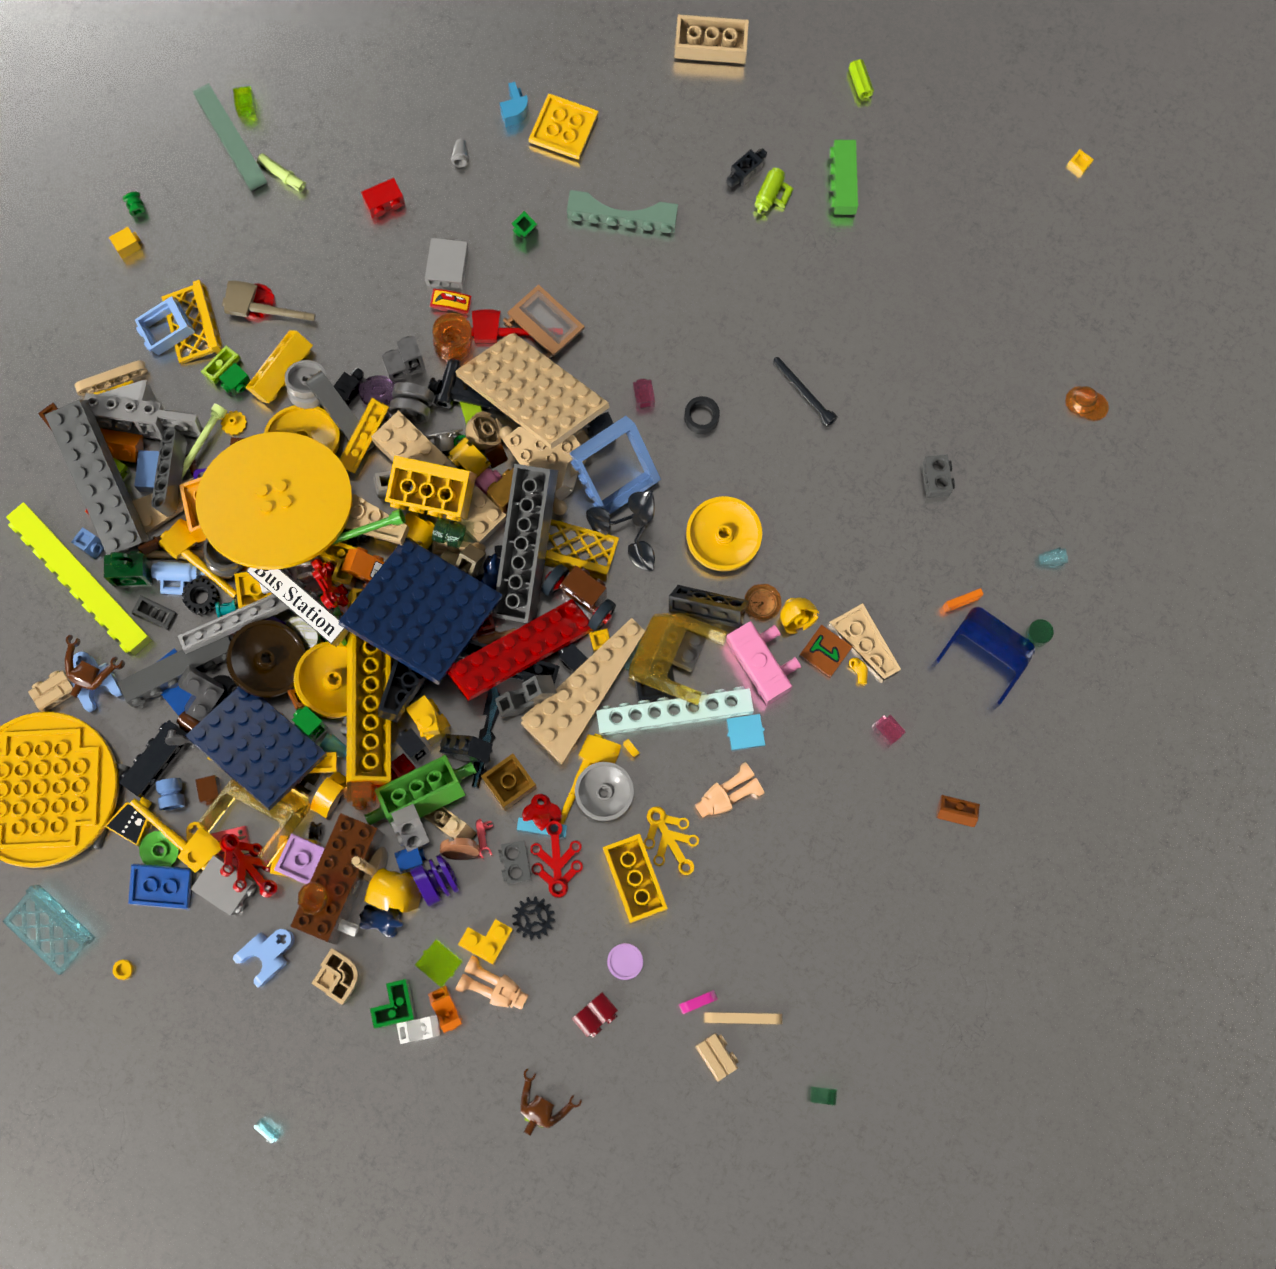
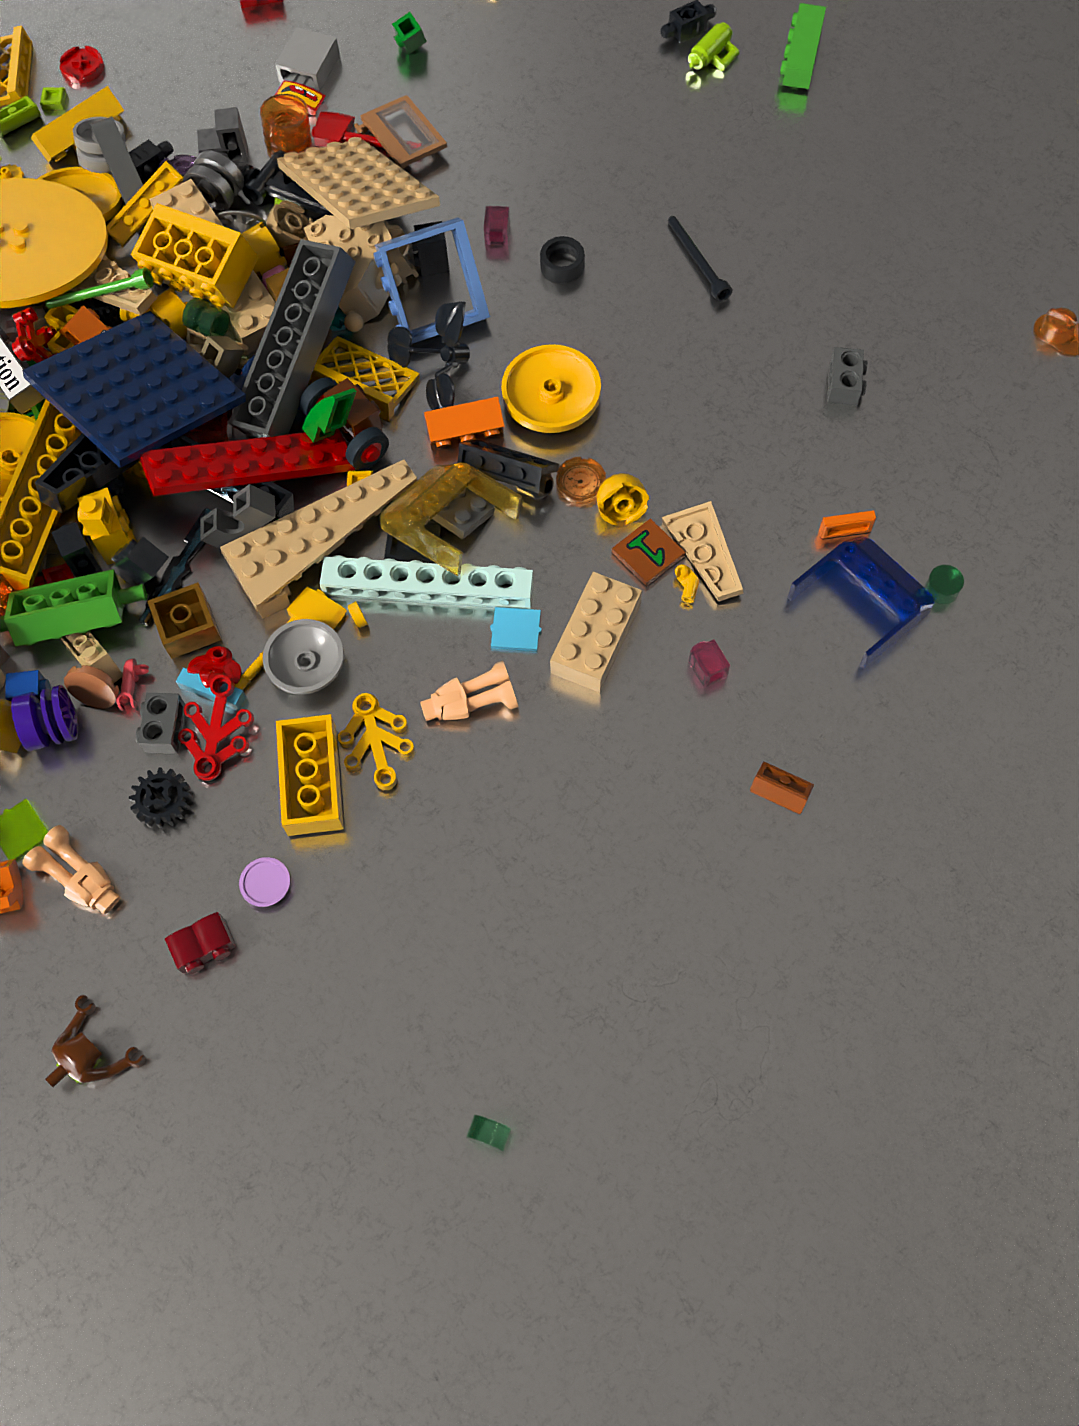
camera: 20 degrees right, 10 degrees down
(234, 380) = (21, 130): green brick -> none
(240, 302) = (63, 54): dark tan piece -> none
(244, 340) = (53, 98): none -> lime tile
(409, 827) = (38, 642): light grey brick -> none
(488, 946) = (92, 818): yellow brick -> none
(571, 657) = (313, 489): black brick -> none
(572, 600) = (329, 415): none -> green slope
(657, 217) = (566, 52): sand green arch -> none
(666, 575) = (464, 421): none -> orange brick
(698, 1002) = (348, 959): dark pink beam -> none
(717, 1057) = (351, 1040): tan brick -> none
(743, 1018) = (405, 996): tan beam -> none
(759, 663) = (554, 543): bright pink piece -> none
(805, 724) = (596, 632): none -> tan brick
(1054, 557) = (982, 497): clear light blue cone -> none

